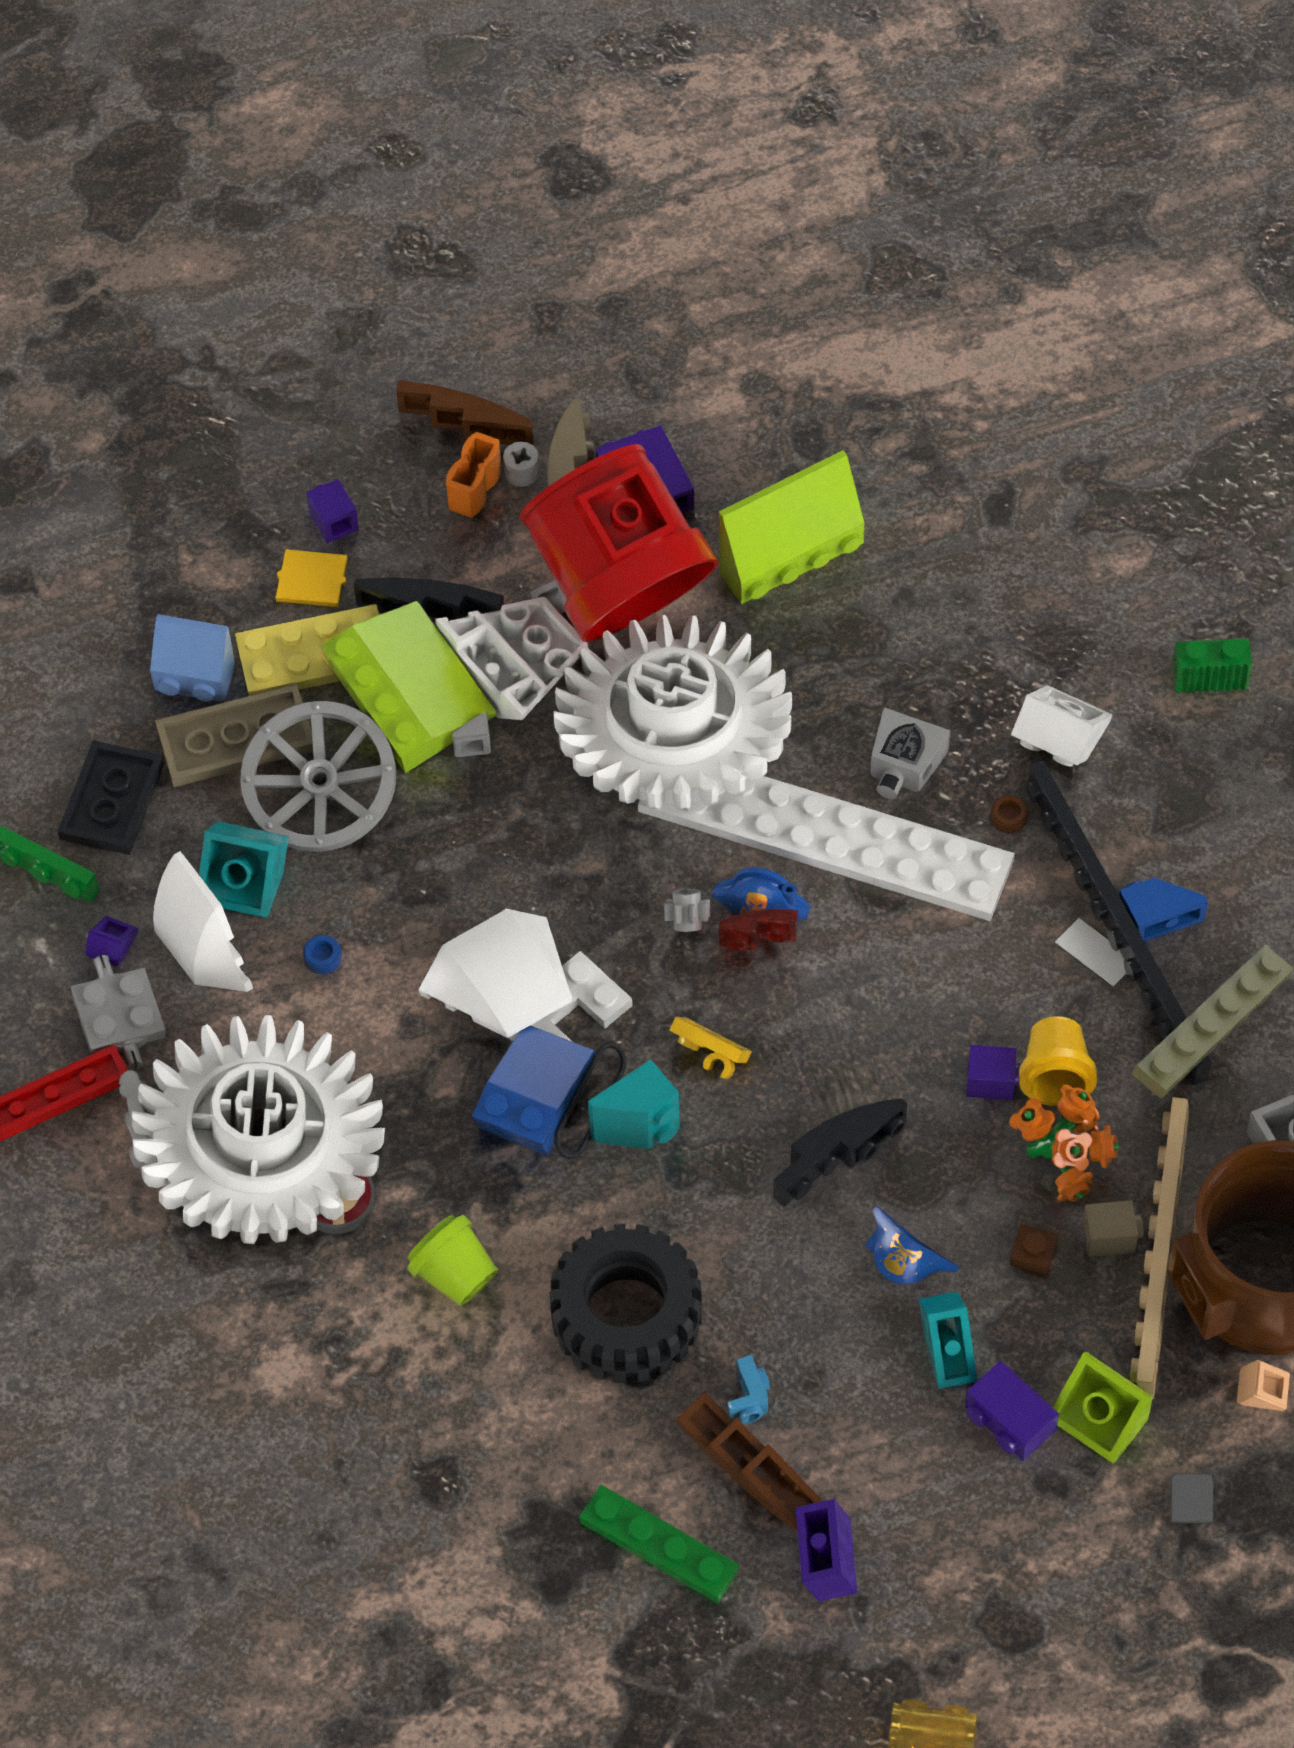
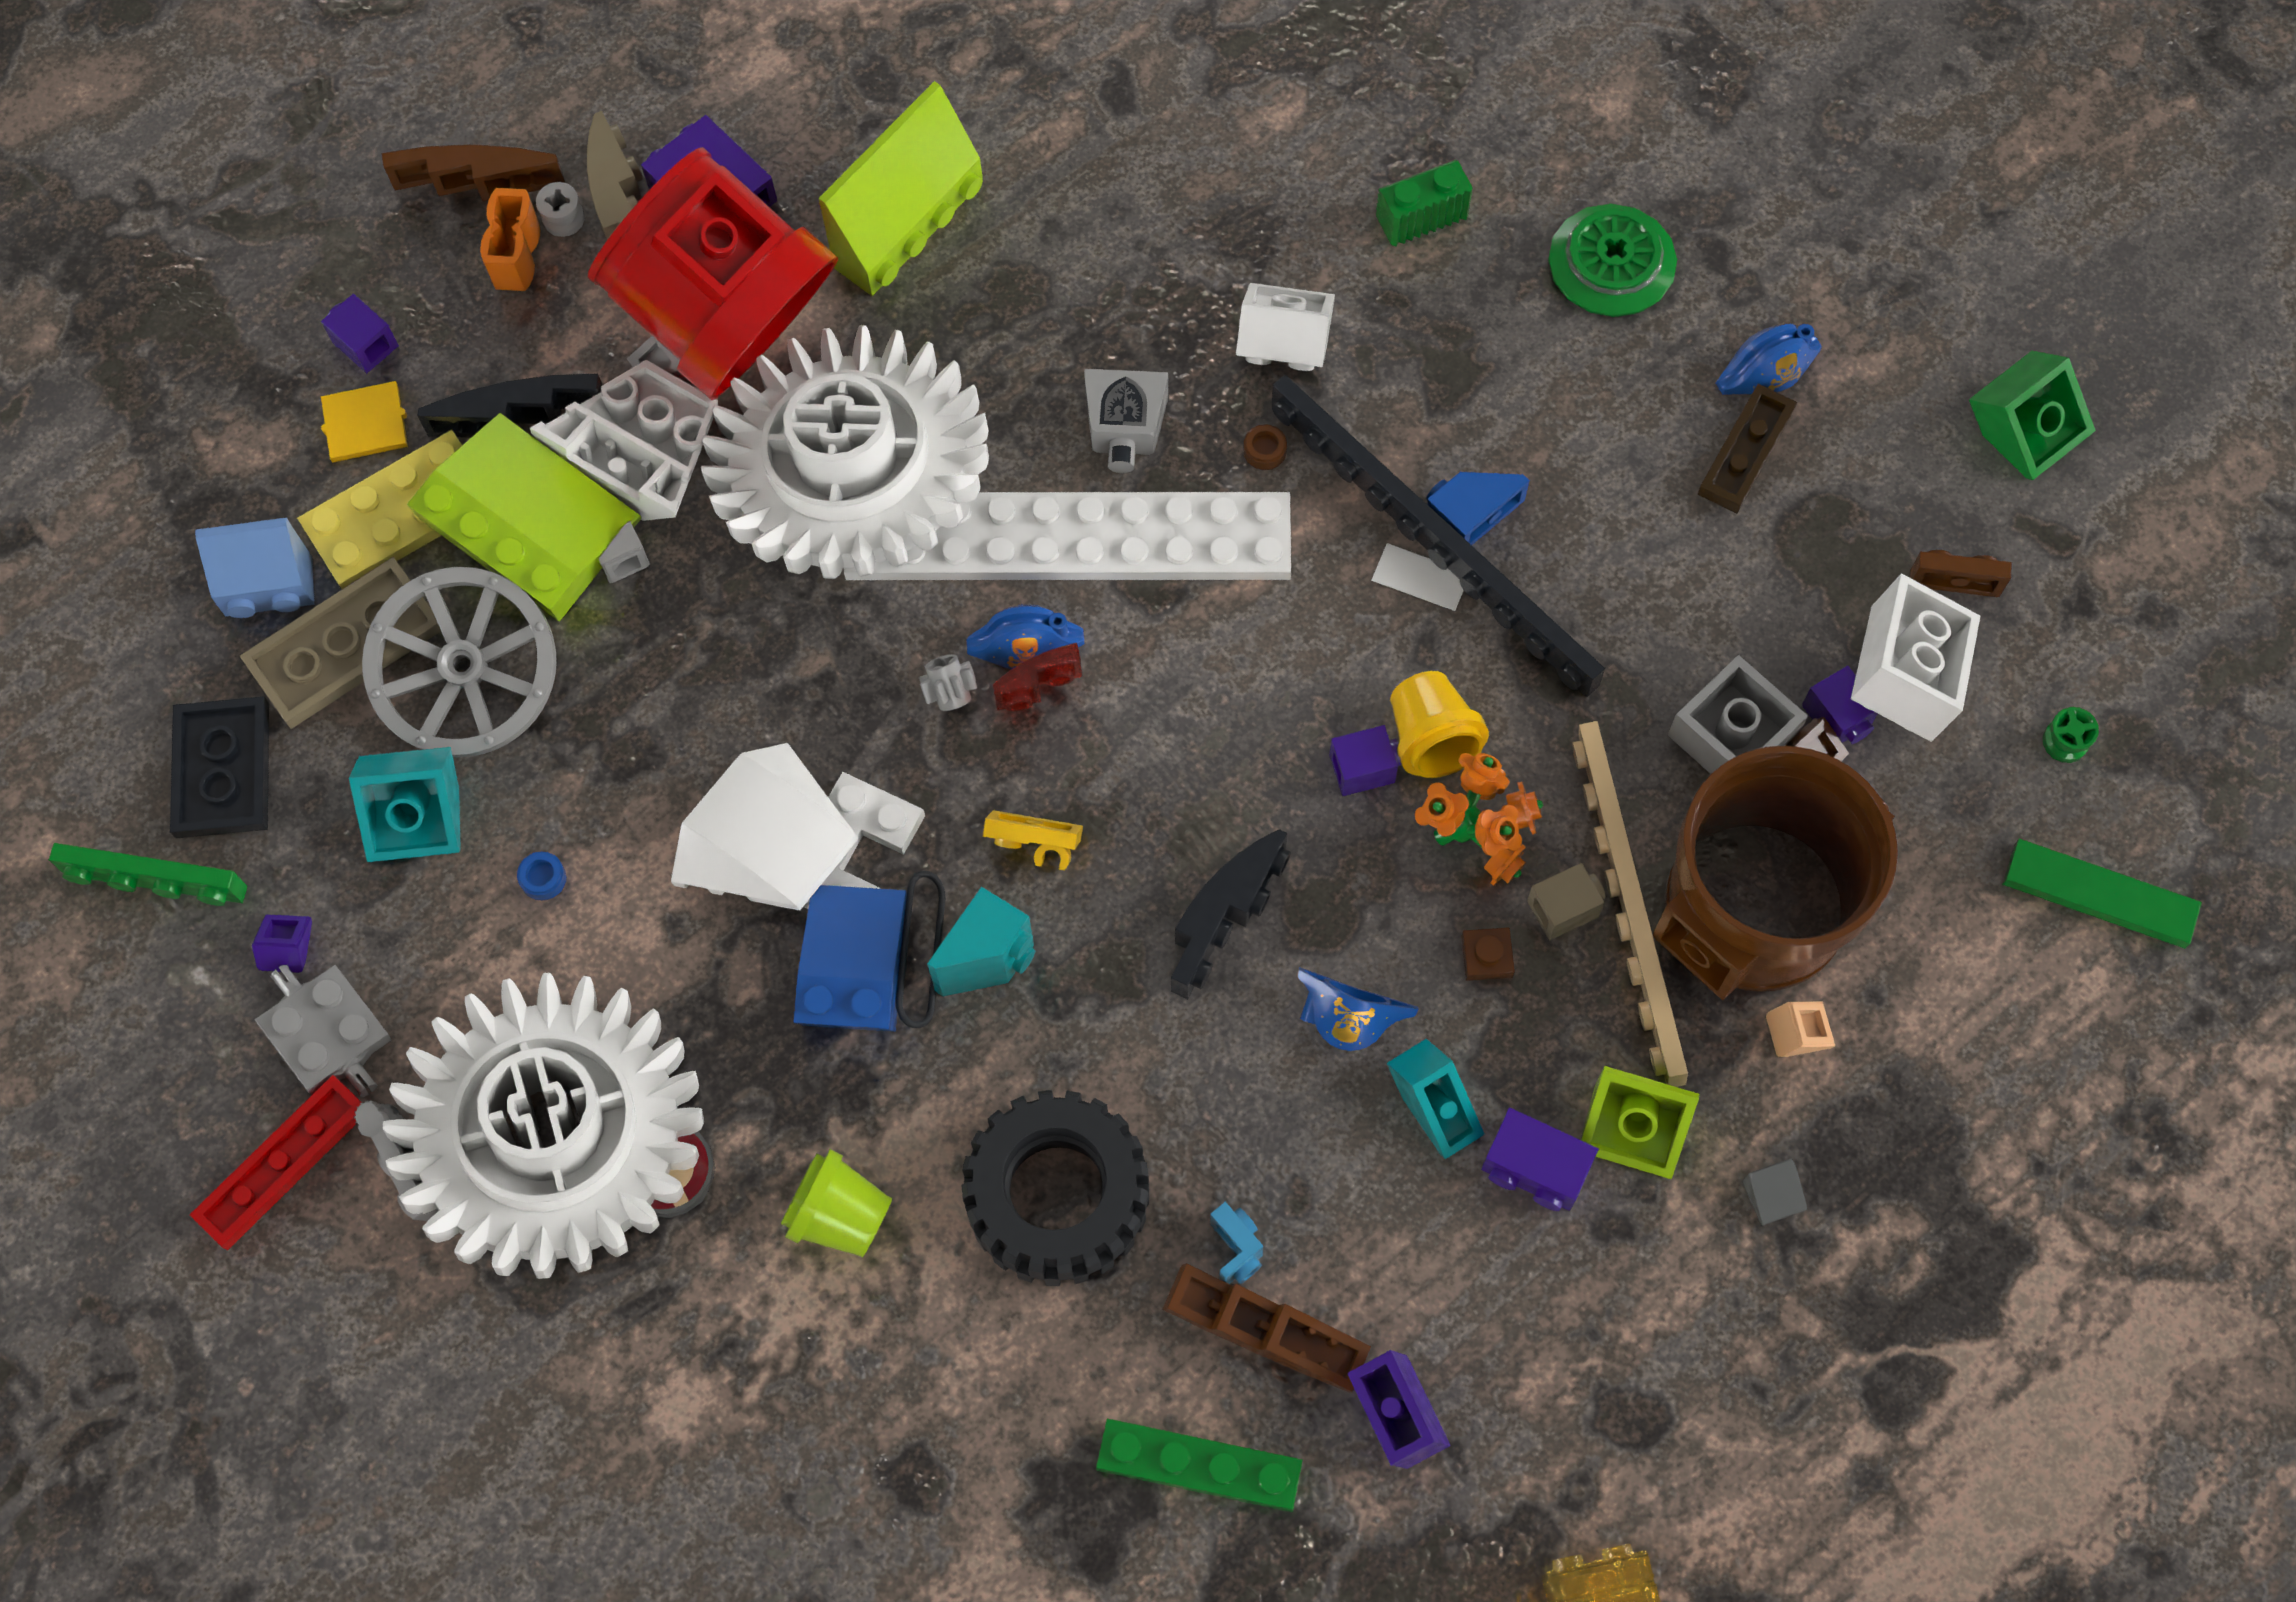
camera: 20 degrees left, 10 degrees up
(196, 928) = (382, 901): white wedge -> none
(1212, 1021) = (1589, 622): olive plate -> none

